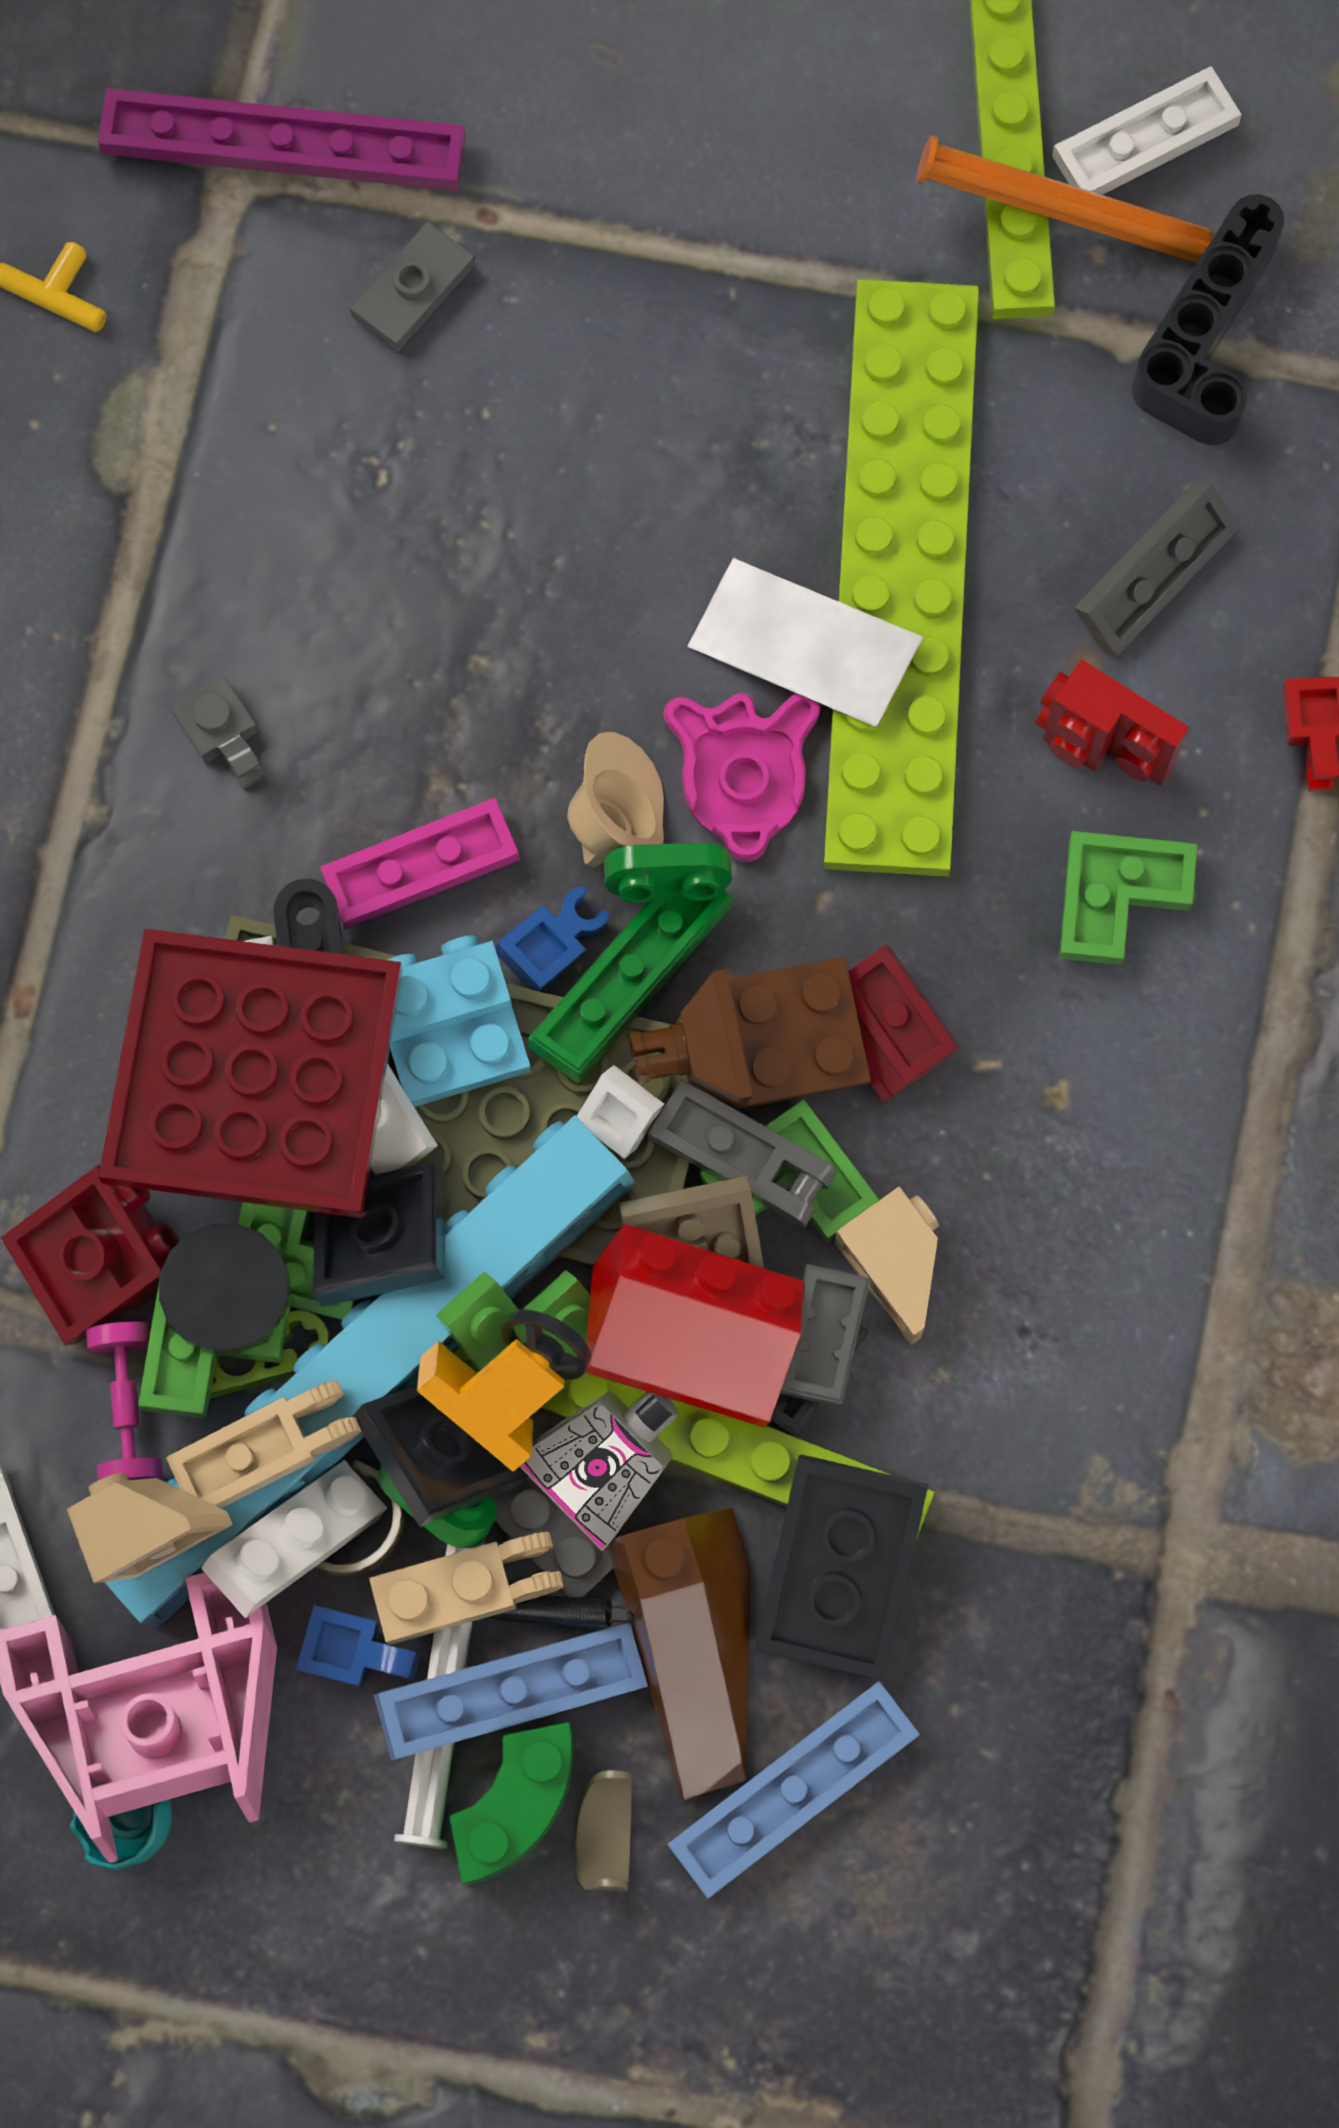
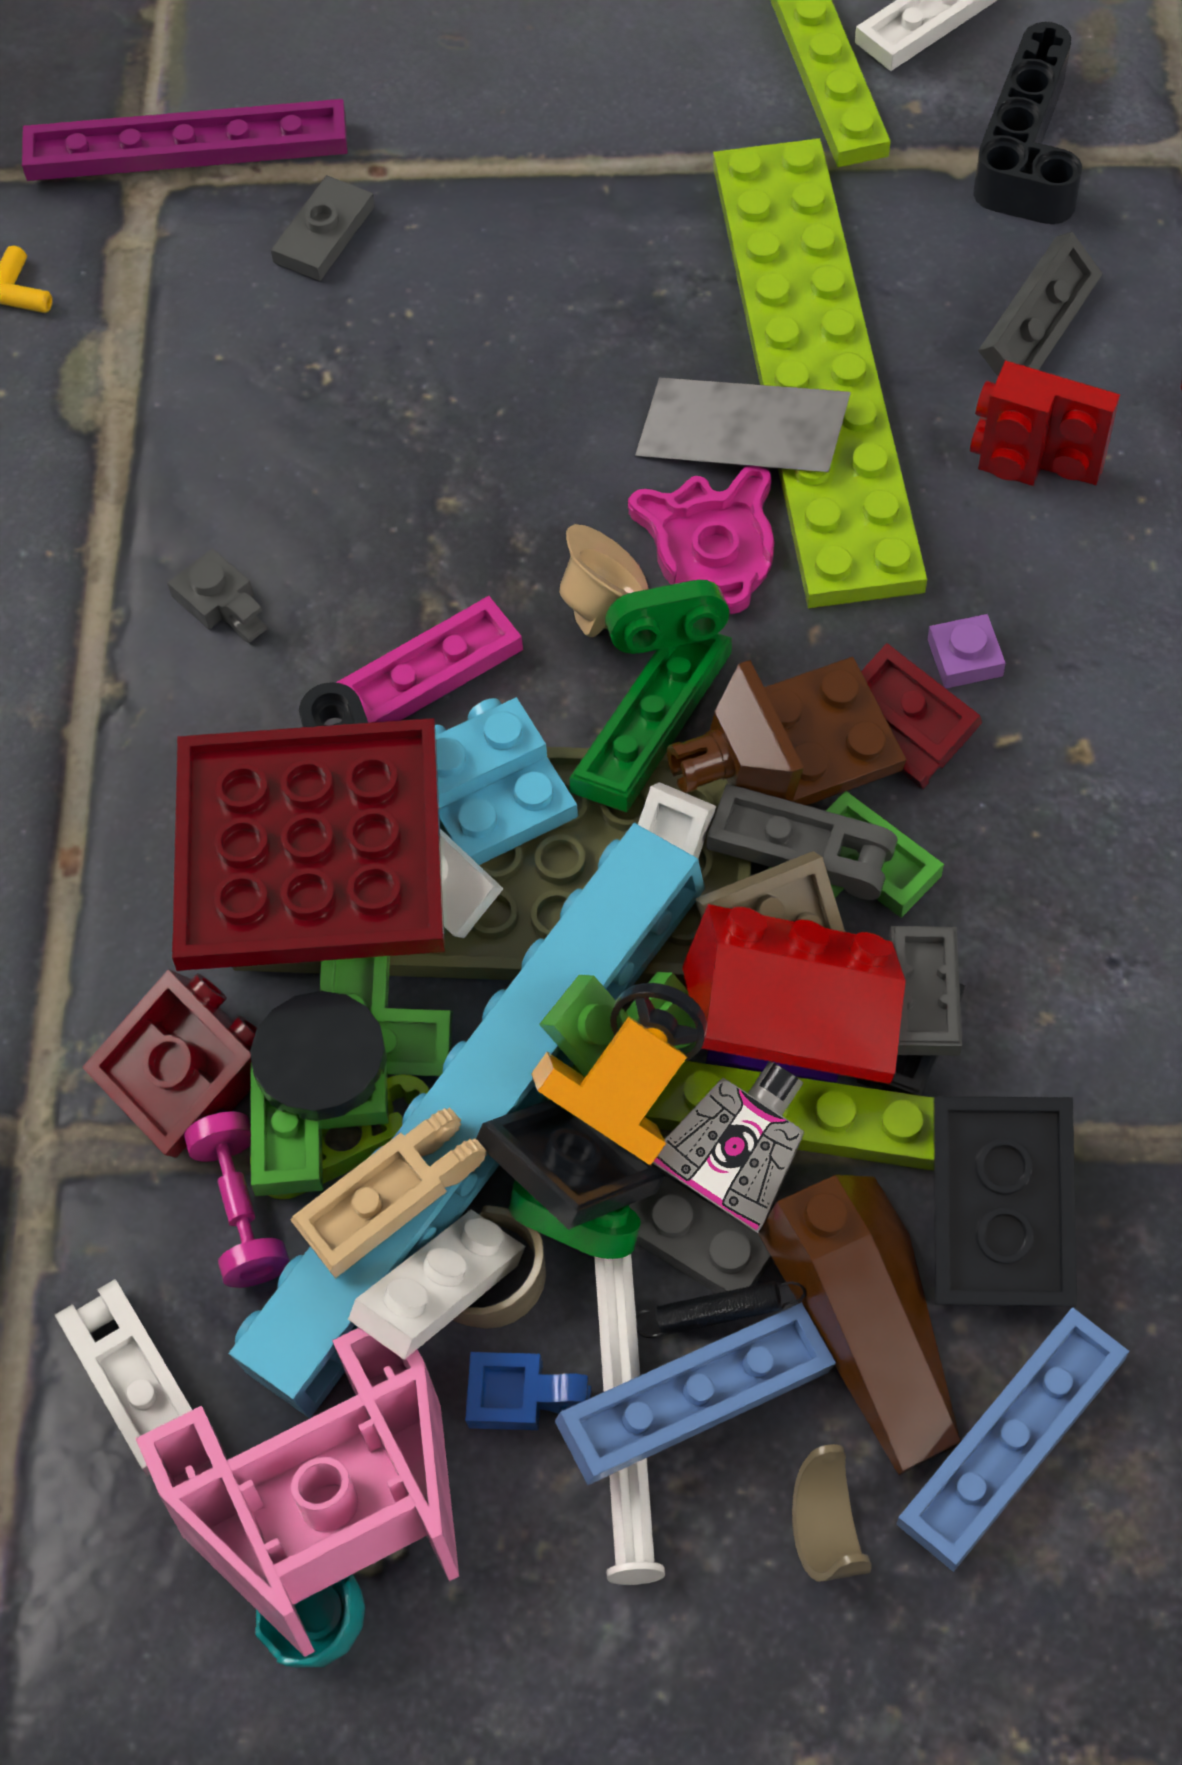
camera: 10 degrees left, 15 degrees down
(139, 1525) = (275, 1290): tan slope -> none
(392, 1244) = (474, 978): black plate -> none
(459, 1588) = (621, 1300): tan hinge -> none
(518, 1806) = (732, 1514): green brick -> none
(548, 945) = (572, 710): blue plate -> none
(897, 1251) = (978, 898): tan slope -> none
(970, 958) = (966, 651): none -> medium lavender plate
(1062, 201) = (874, 59): orange axle -> none
(1107, 877) = (1075, 560): bright green plate -> none

